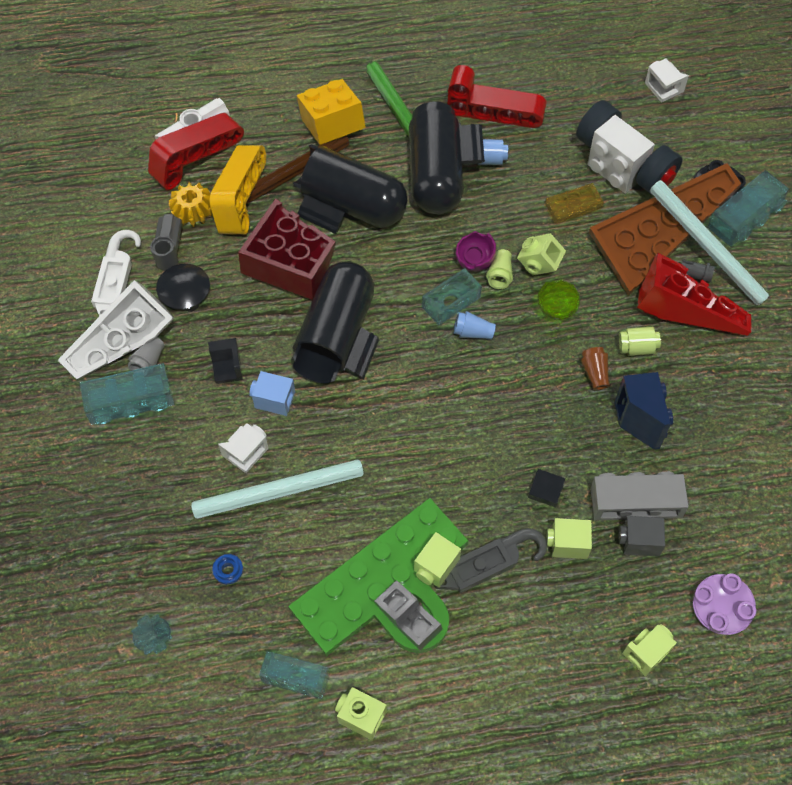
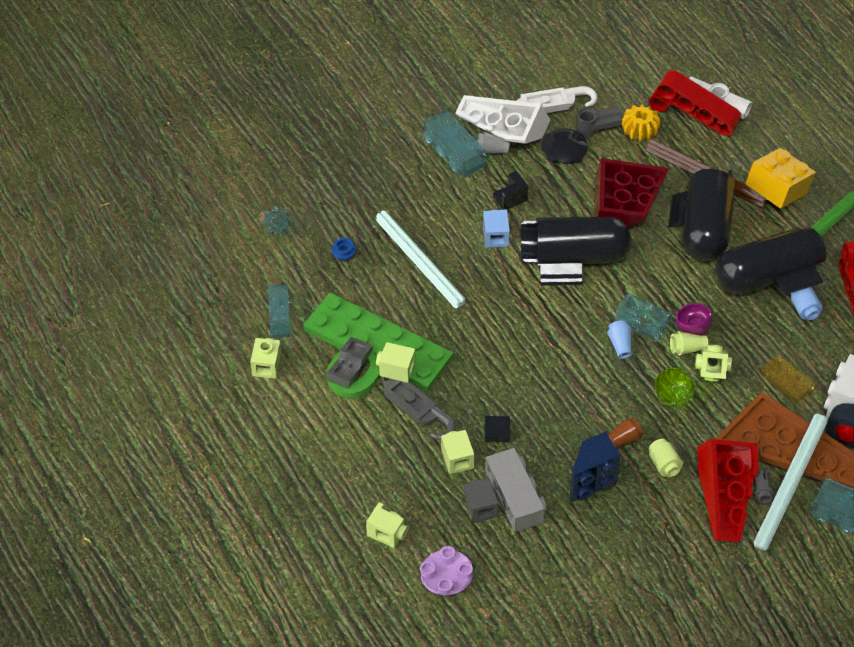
camera: 70 degrees right, 10 degrees down
(234, 188) = (671, 139): yellow beam -> none
(245, 447) = (443, 226): white window -> none

